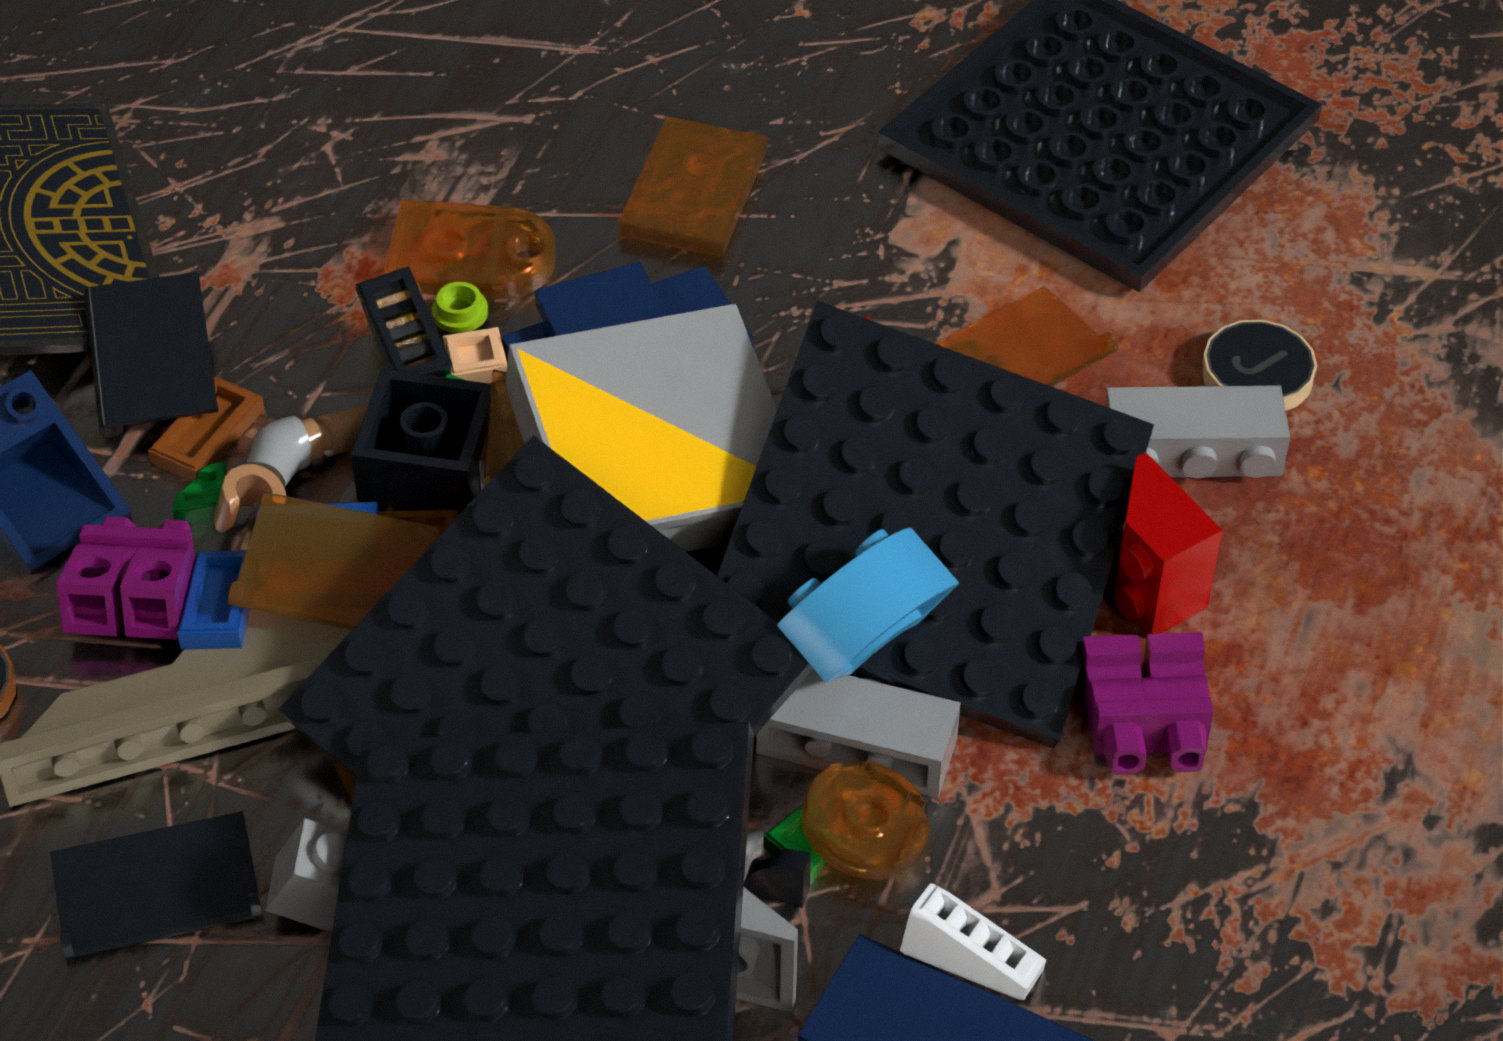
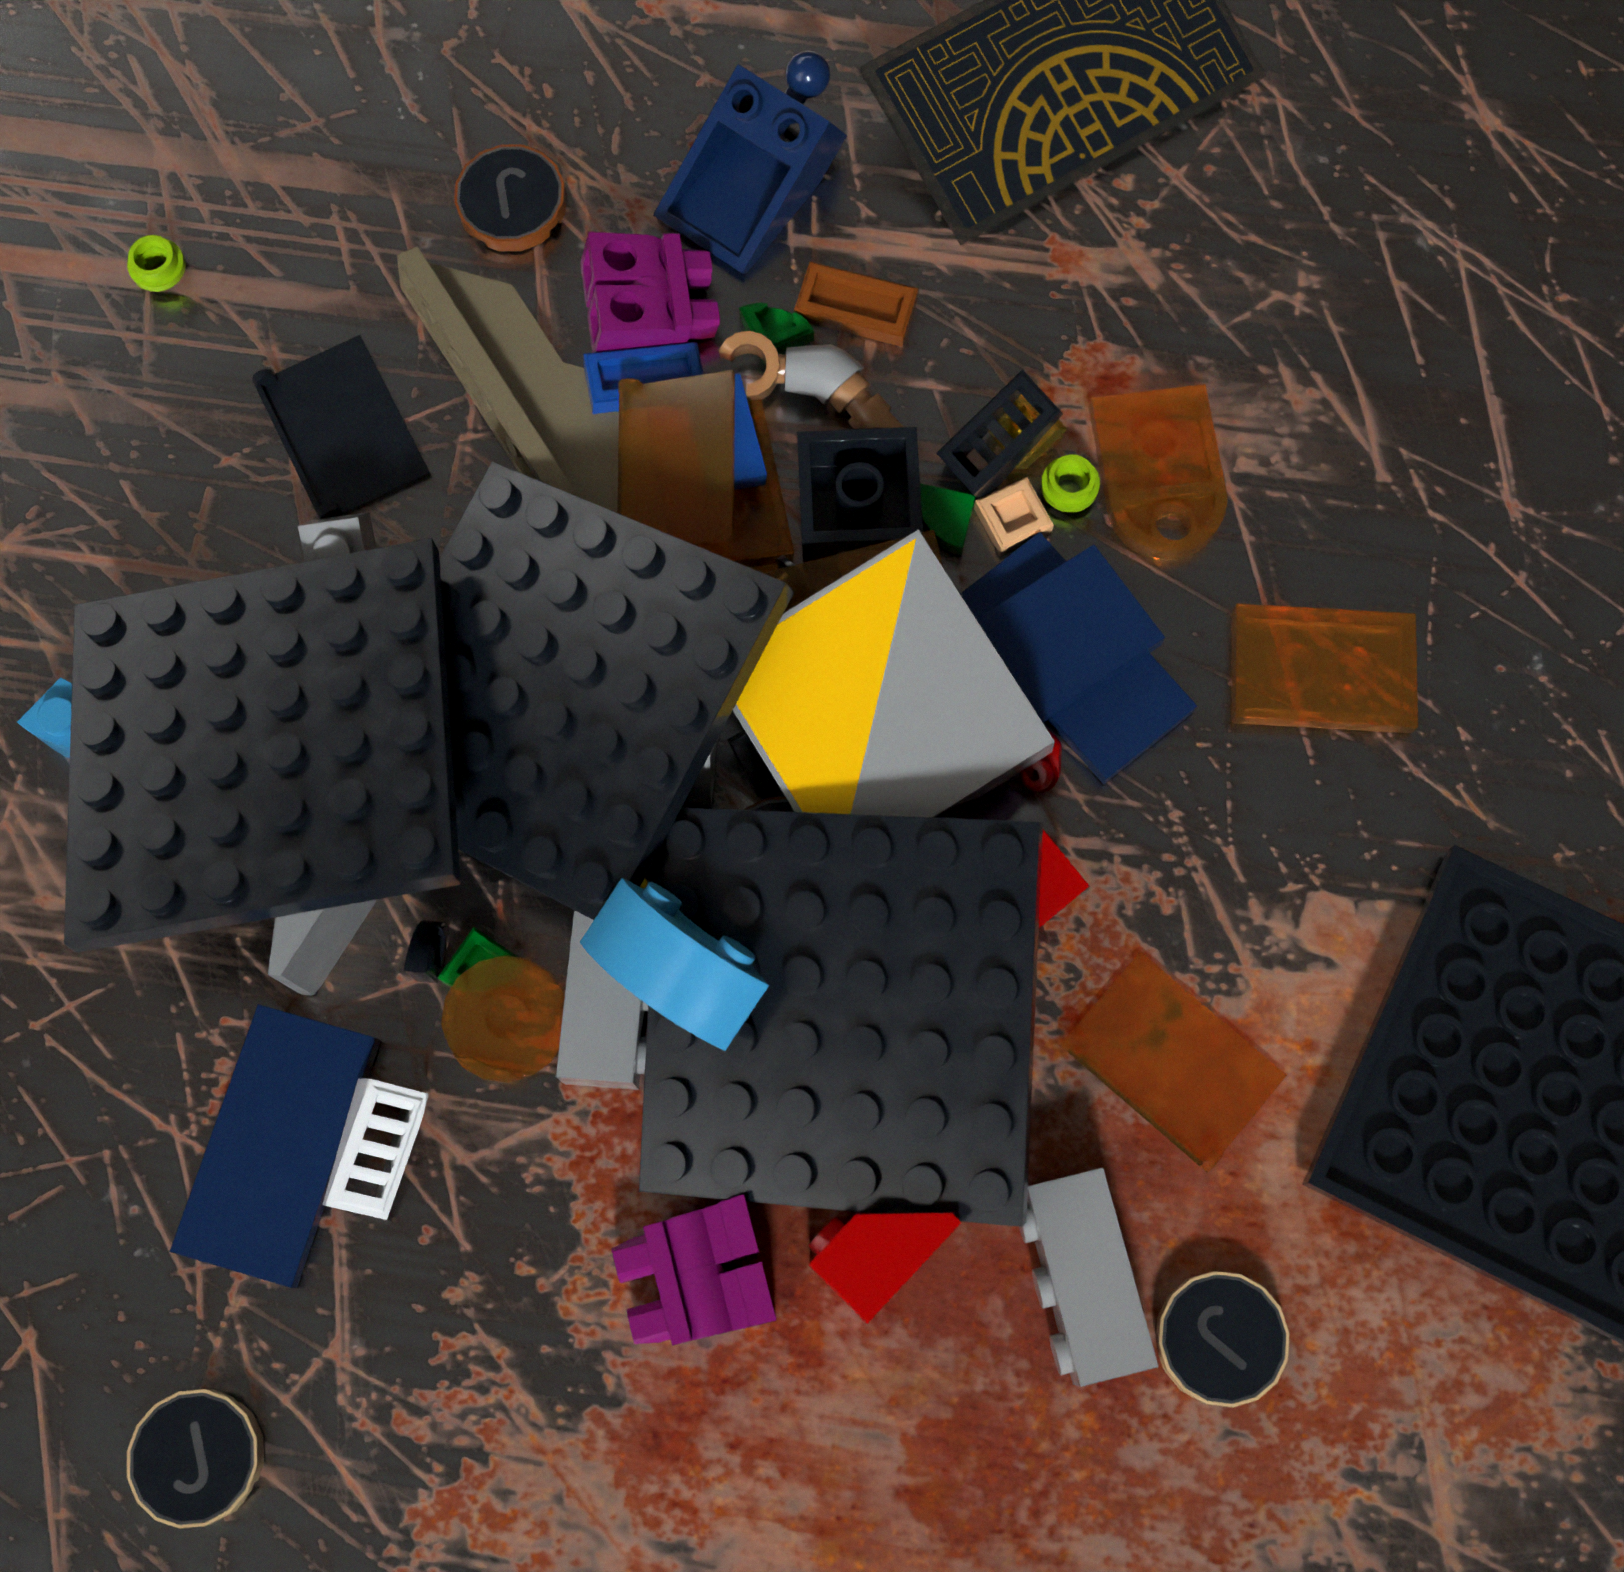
camera: 80 degrees right, 25 degrees up
(149, 351) = (923, 220): black piece -> none

